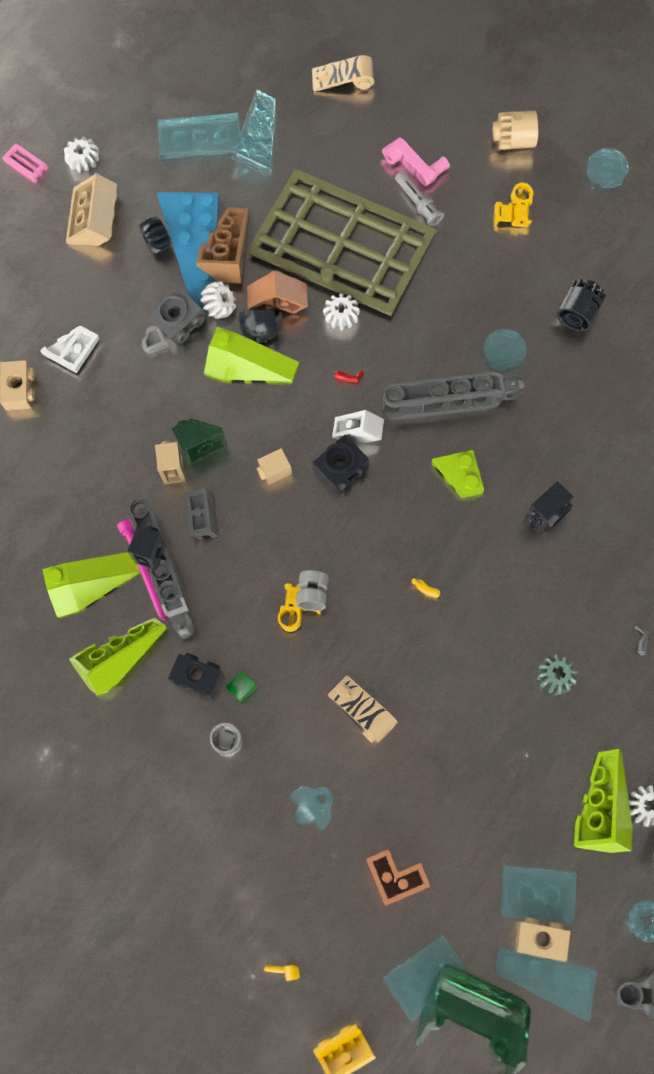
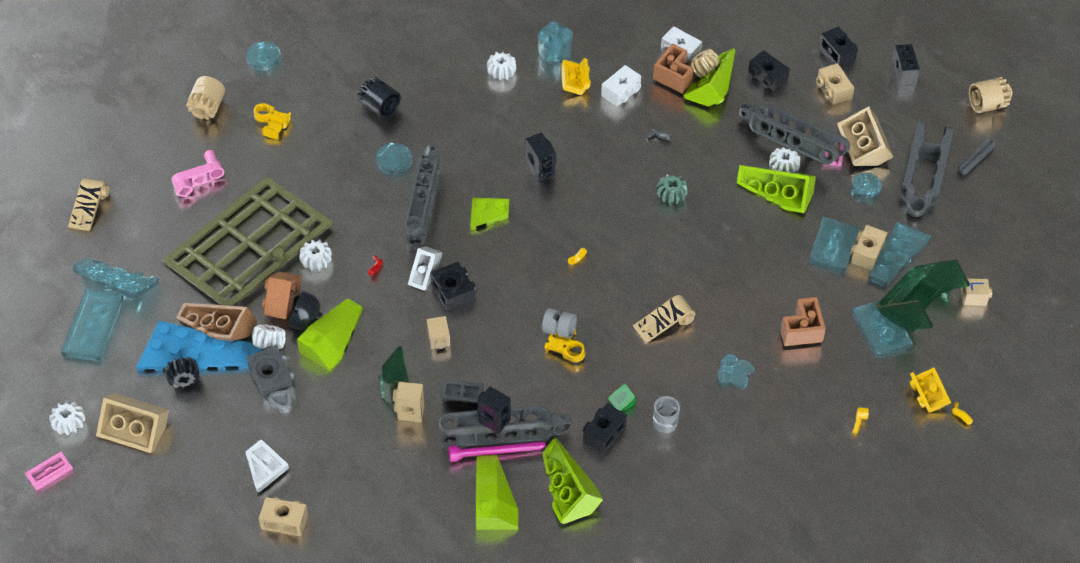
camera: 80 degrees left, 20 degrees down
(424, 204) = (241, 177): light grey pin -> none

